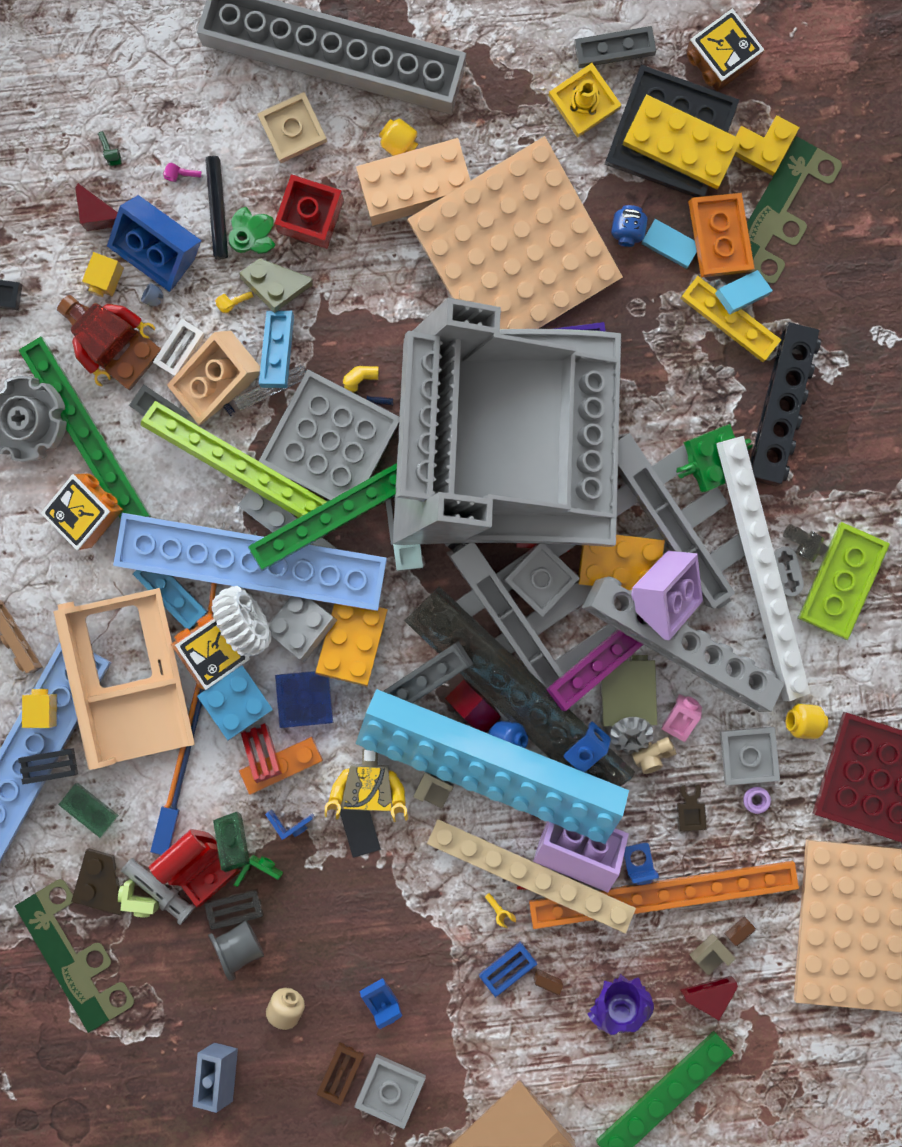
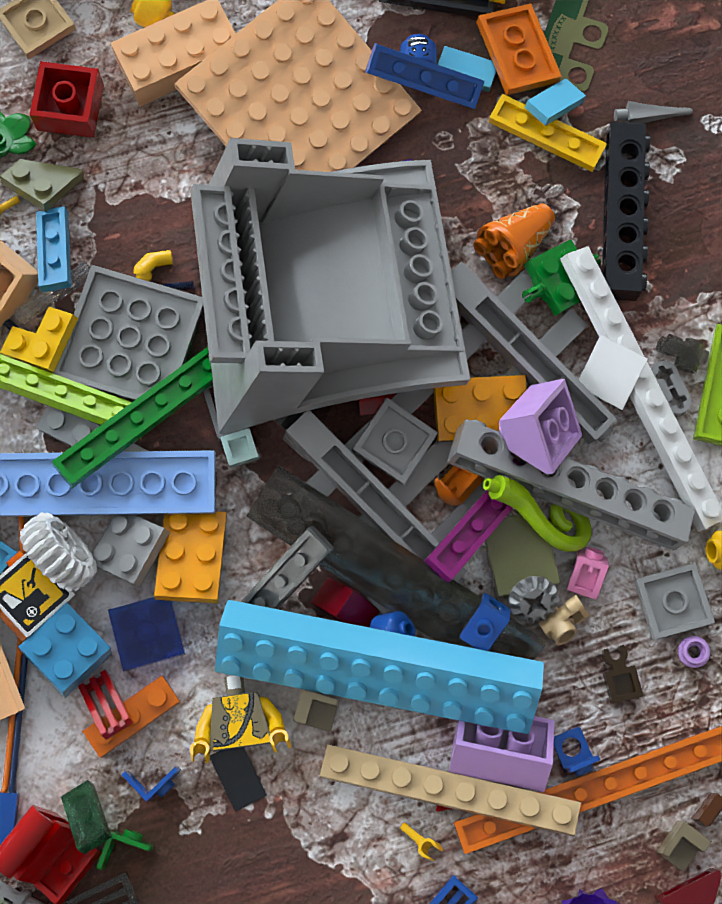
camera: 15 degrees left, 10 degrees down
(254, 436) = (46, 345): none -> yellow plate
(585, 625) = (457, 485): none -> orange plate
(631, 248) = (424, 76): none -> blue plate
(636, 649) = (517, 496): none -> lime plant
(680, 414) = (513, 239): none -> orange cone
(739, 551) = (612, 371): none -> white sticker
(817, 315) = (645, 113): none -> light grey piece

